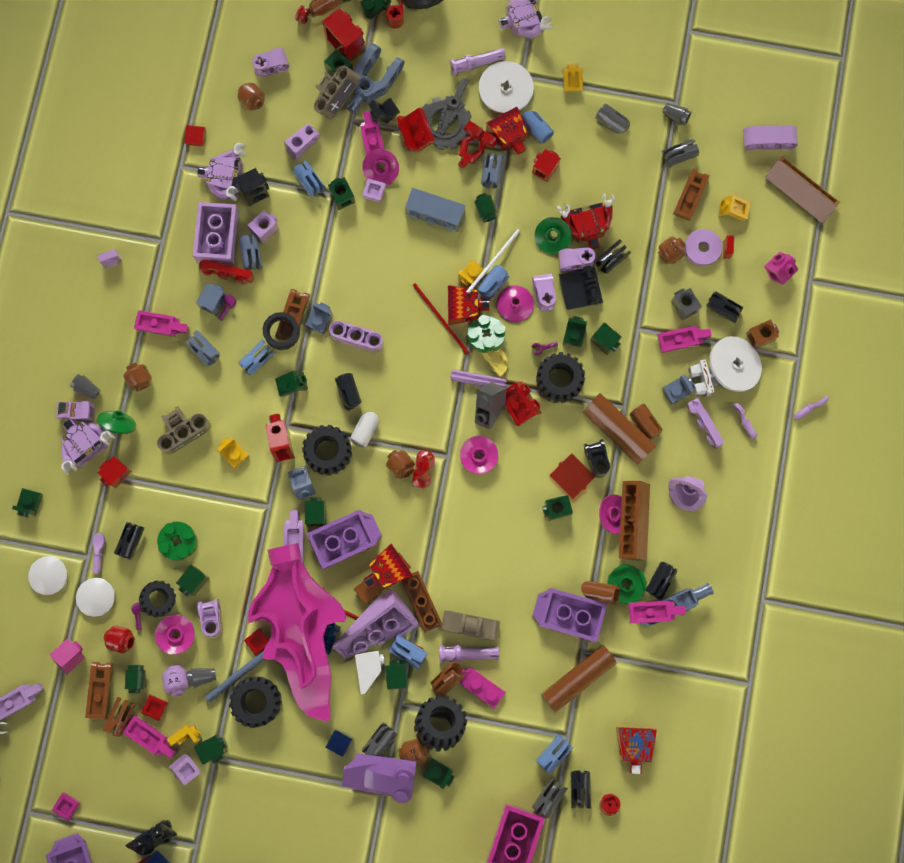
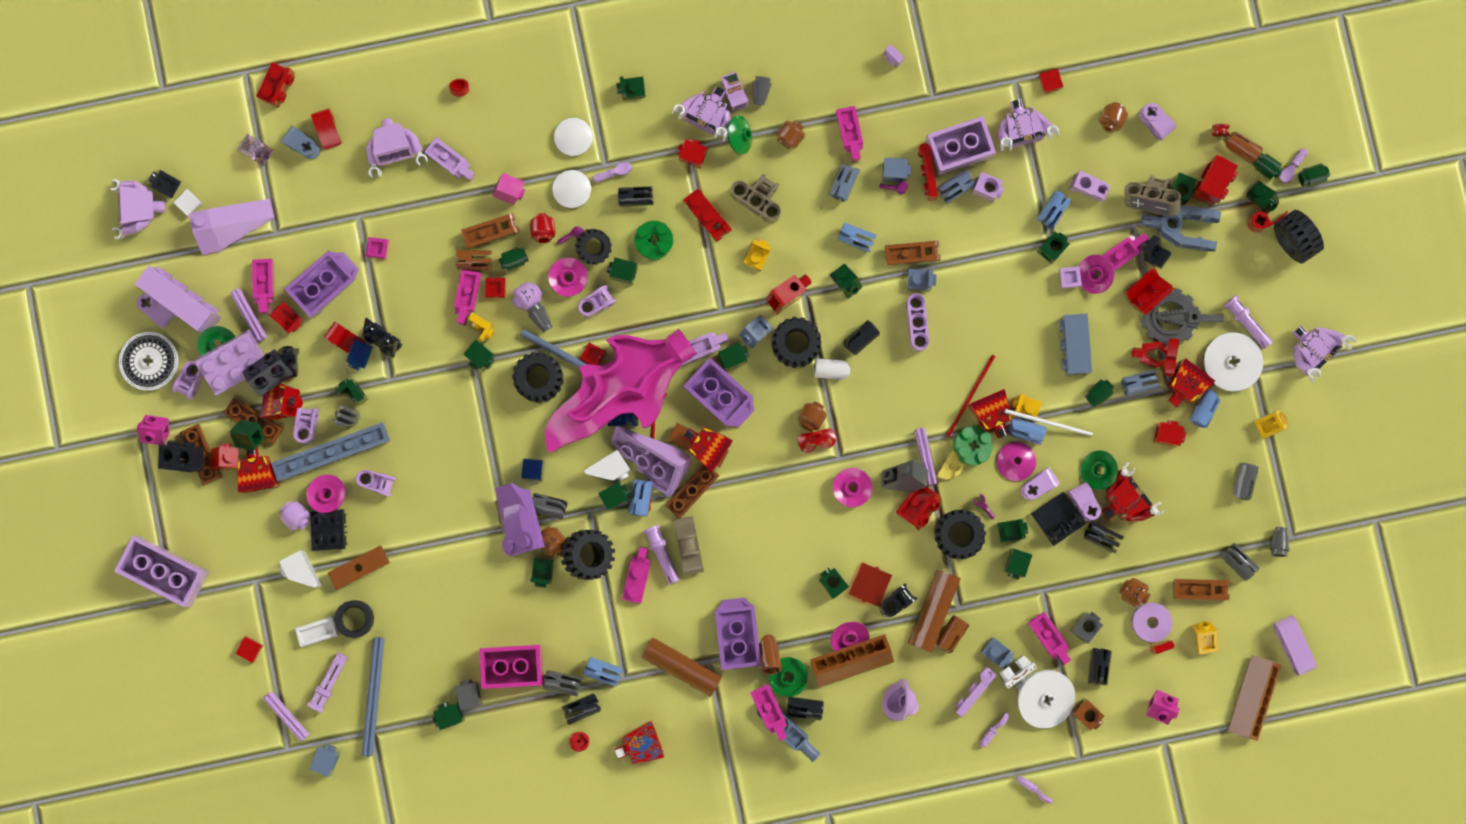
camera: 70 degrees right, 5 degrees up
(175, 483) = (706, 214): none -> red plate
(184, 769) = (452, 339): lavender brick -> none
(253, 186) = (1022, 160): black brick -> none
(279, 317) = (888, 235): black tyre -> none
(447, 679) = (630, 544): dark orange arm -> none

